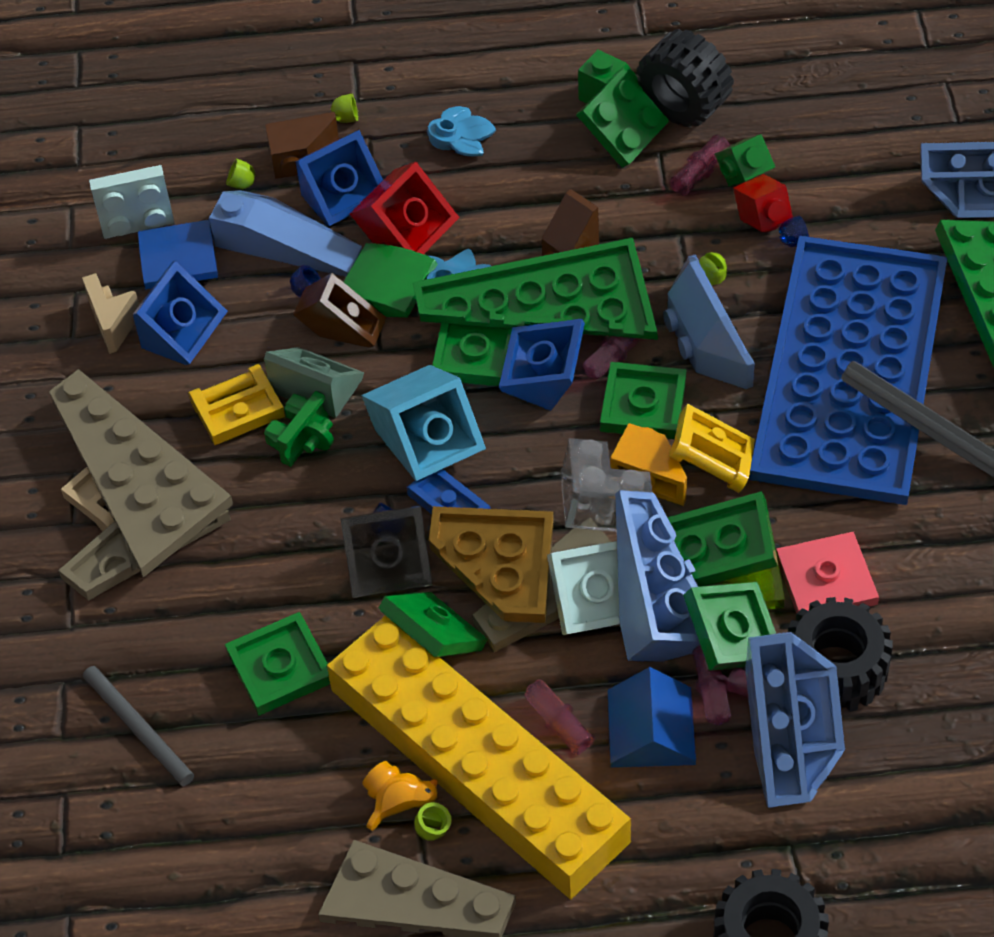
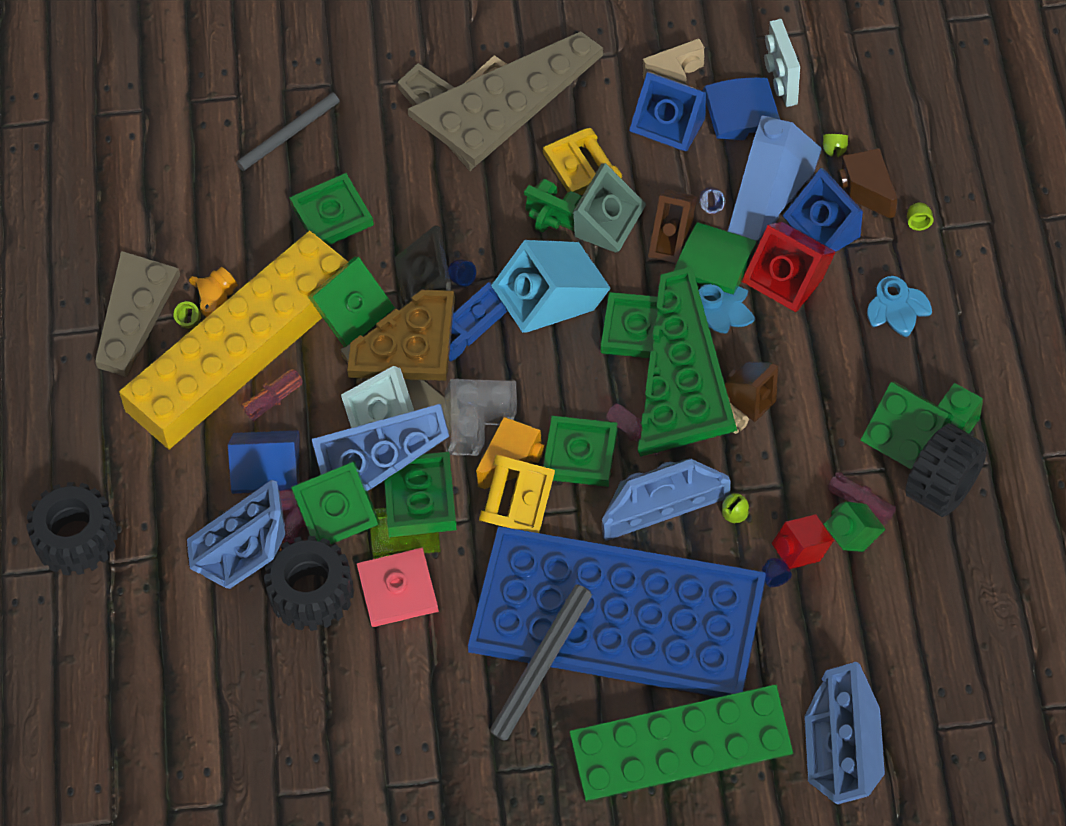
camera: 90 degrees right, 5 degrees up
(542, 361) = (614, 367): blue slope -> none

